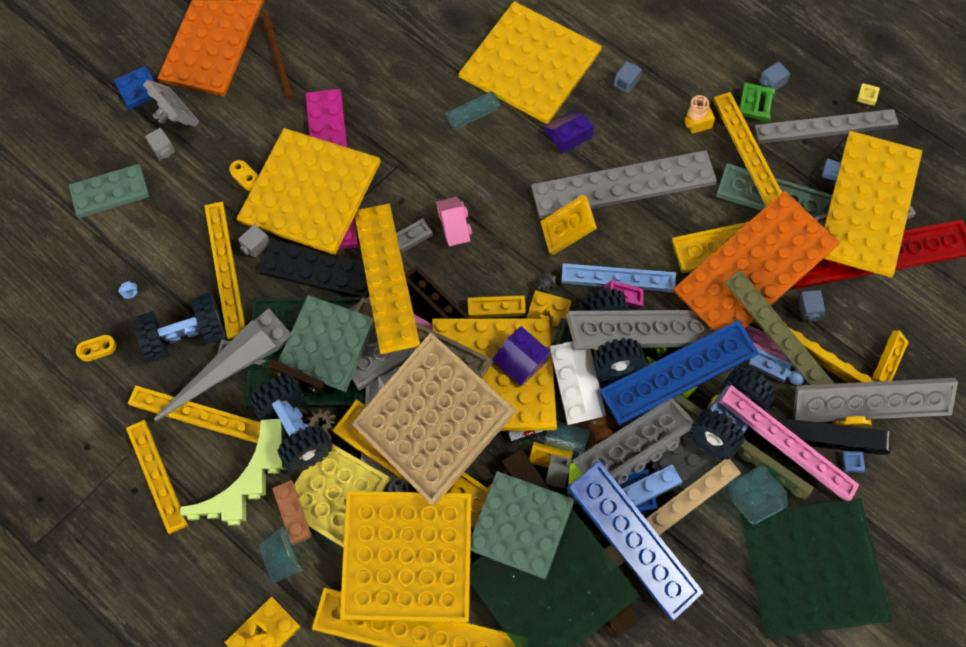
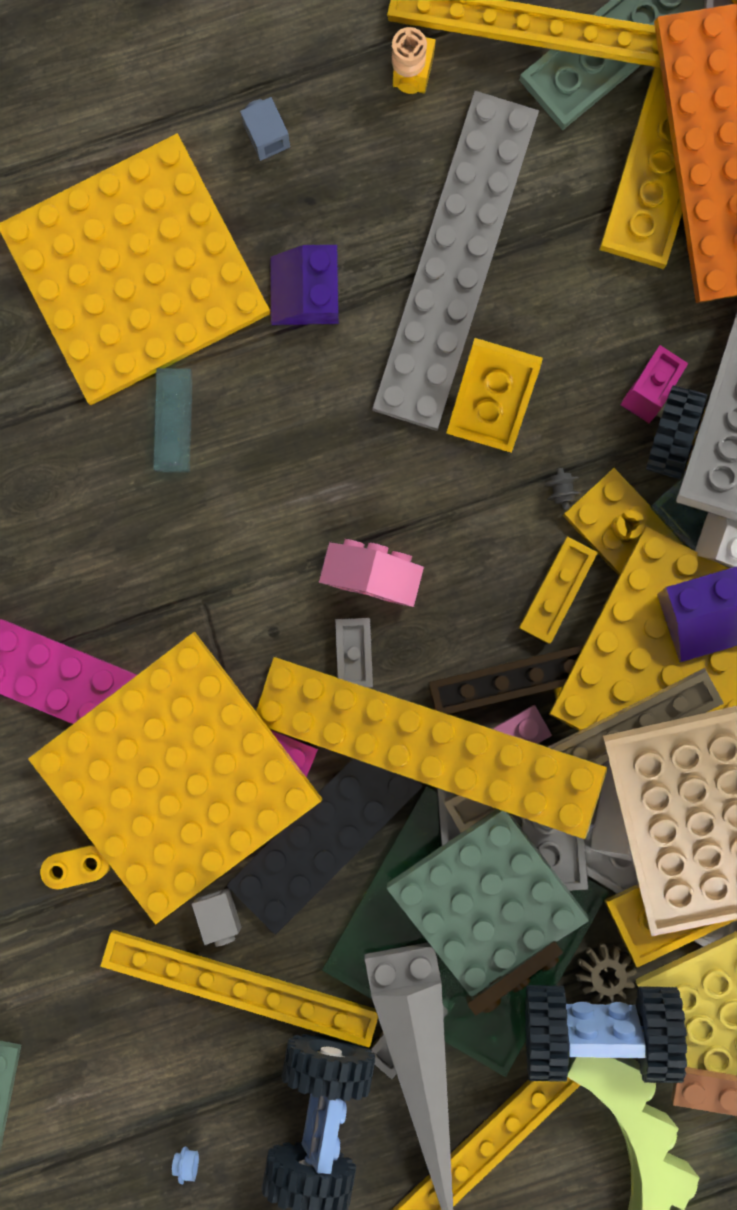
camera: 60 degrees left, 20 degrees up
(600, 276) = (618, 371): light blue plate -> none

